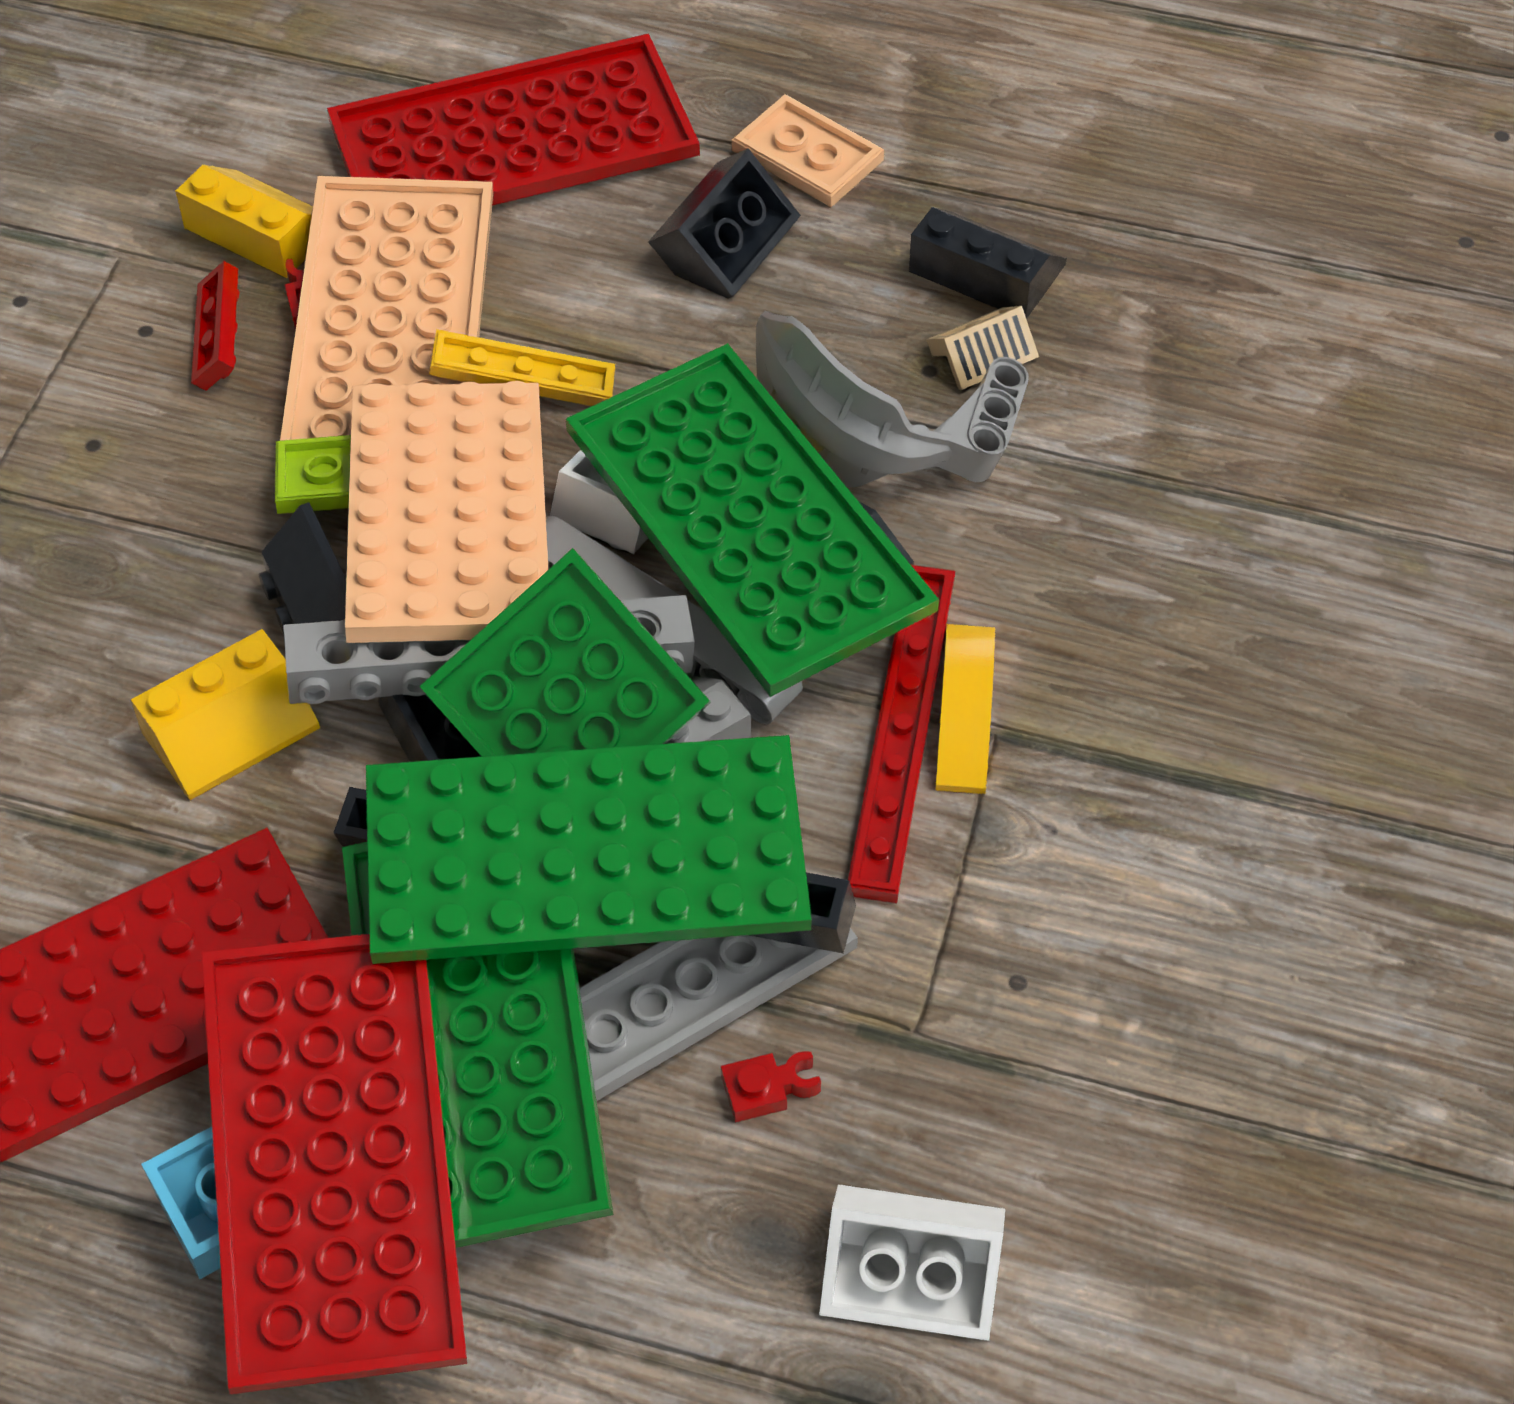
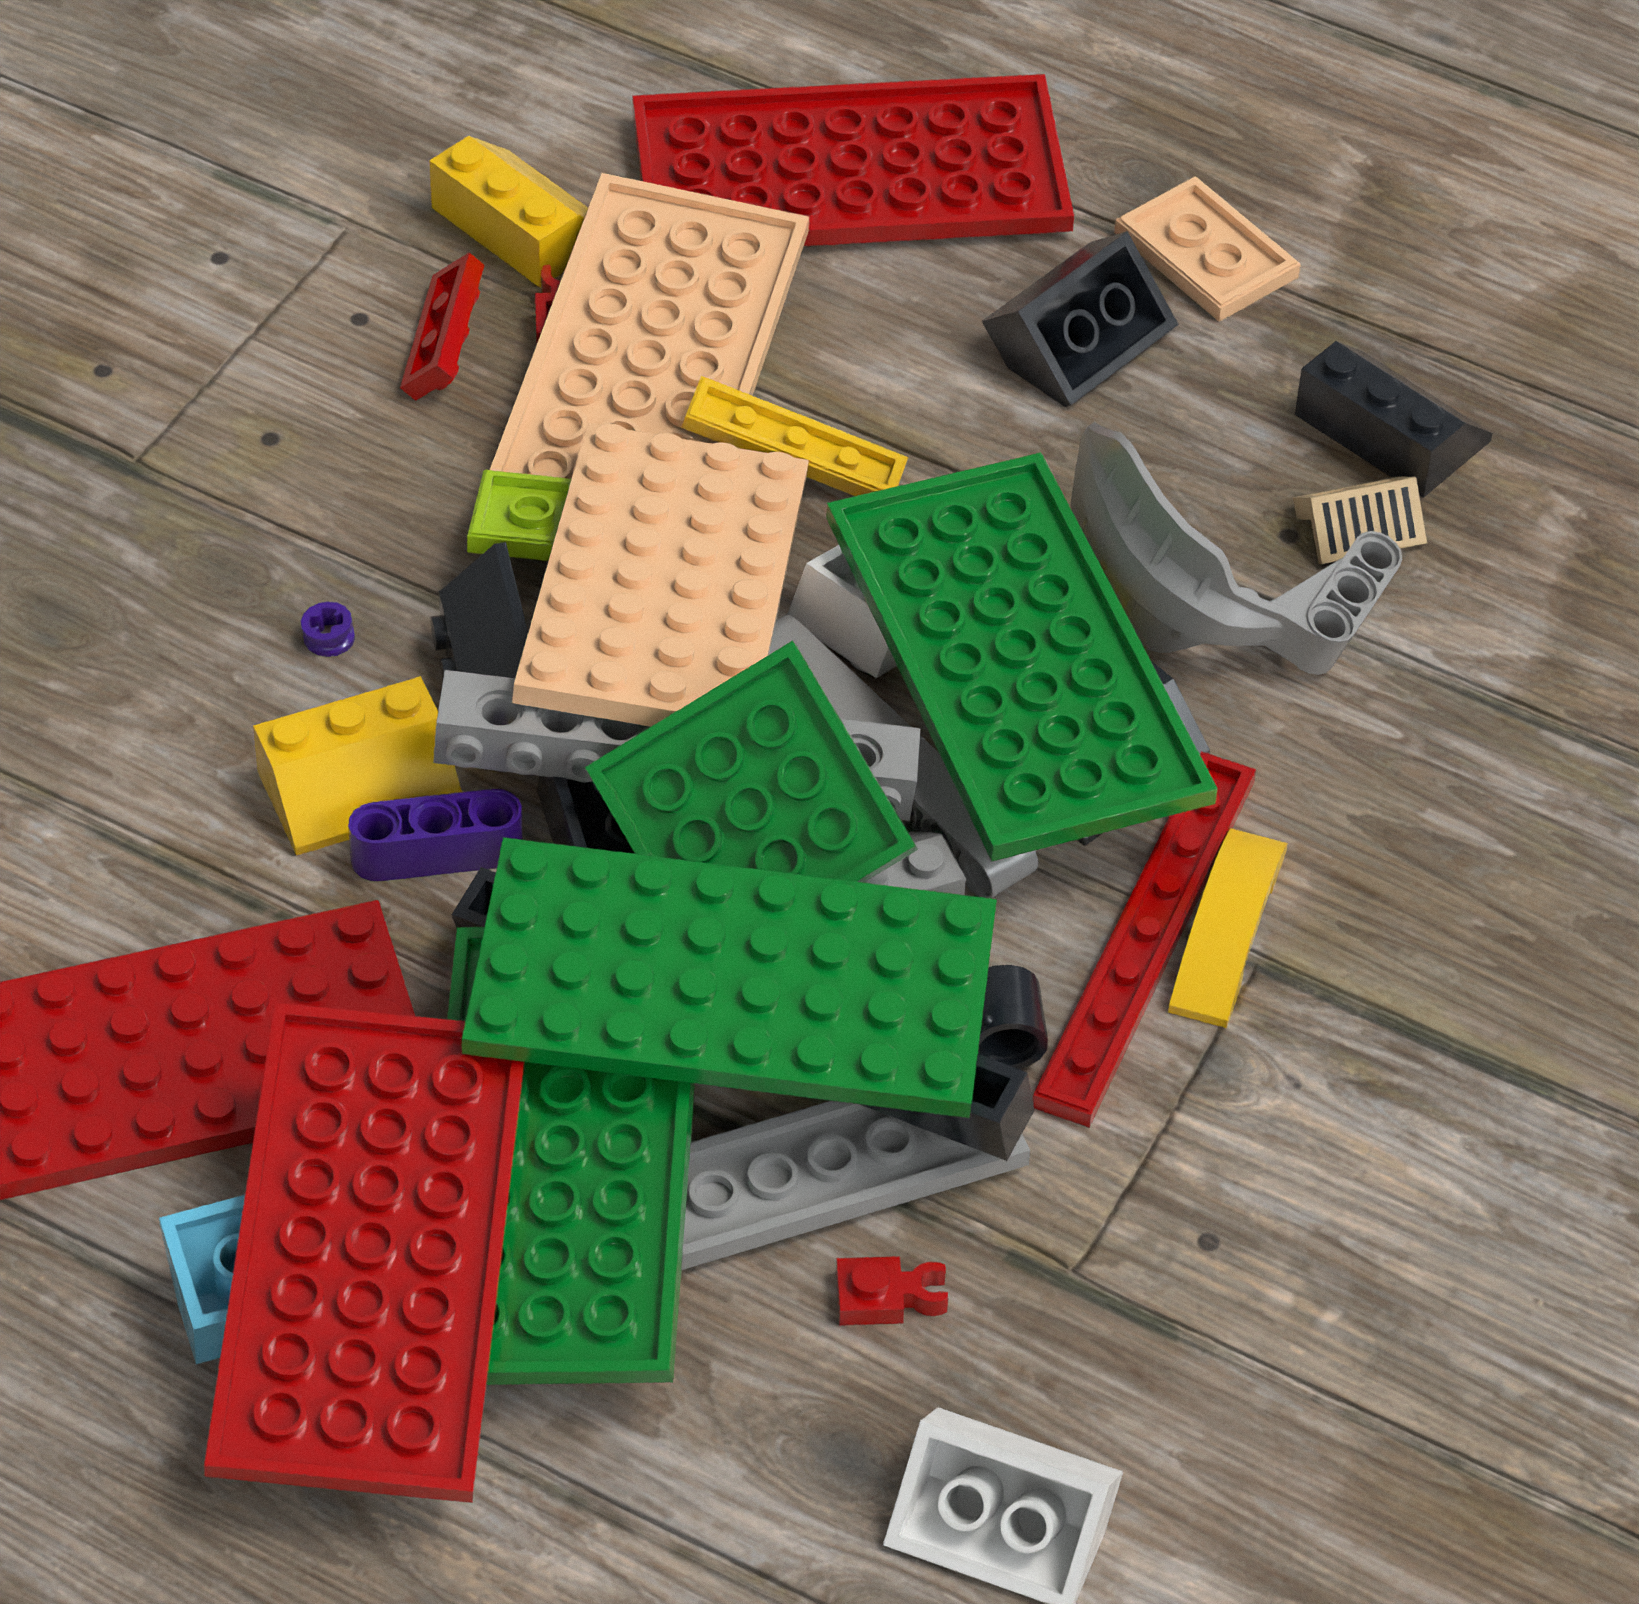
camera: 10 degrees right, 5 degrees down
(187, 602) = (341, 635): none -> dark purple bush
(279, 759) = (432, 834): none -> dark purple beam
(821, 825) = (1013, 1017): none -> black piece

